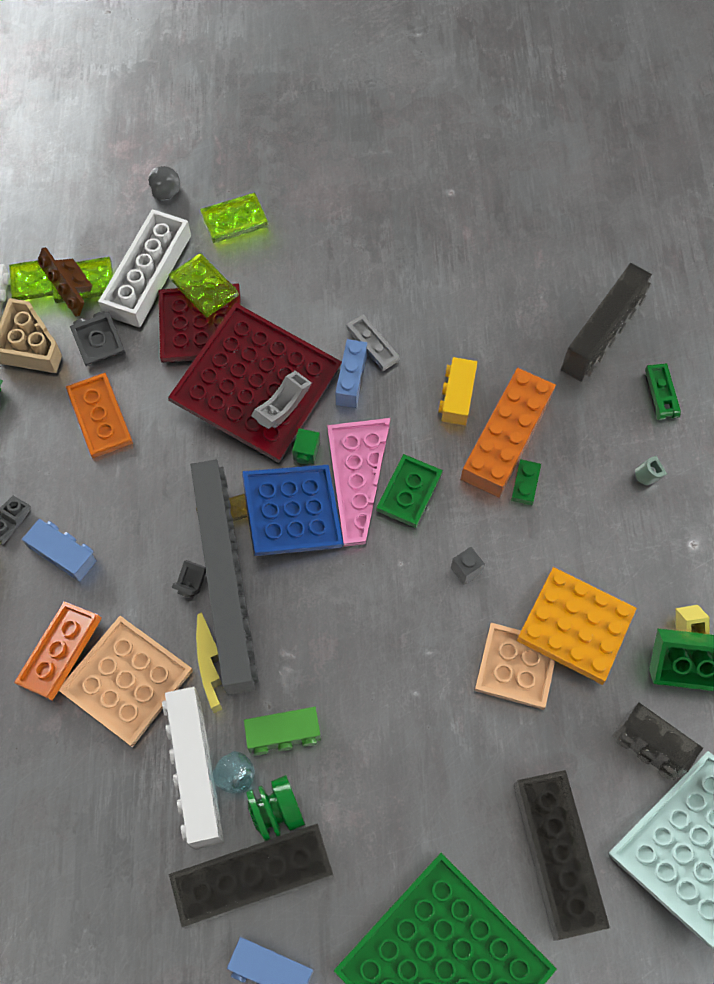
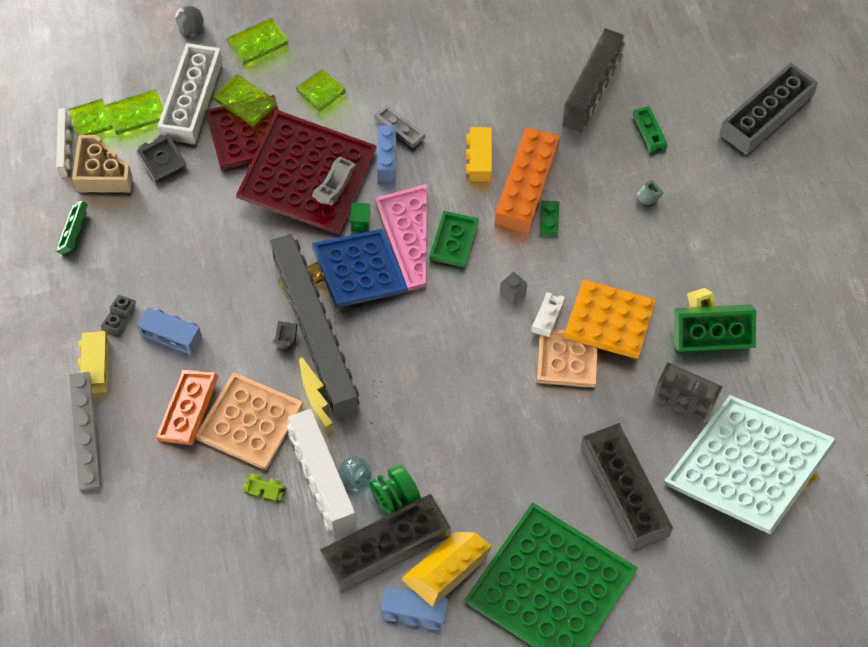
camera: 10 degrees left, 5 degrees down
(66, 278) = (123, 112): reddish brown bracket -> none
(99, 415) = (176, 220): orange tile -> none
(134, 771) = (256, 484): none -> lime hinge
(282, 731) = (387, 436): bright green brick -> none
(292, 285) = (321, 90): none -> clear neon green plate
(318, 923) = (447, 566): none -> yellow slope
(502, 607) = (548, 314): none -> white plate

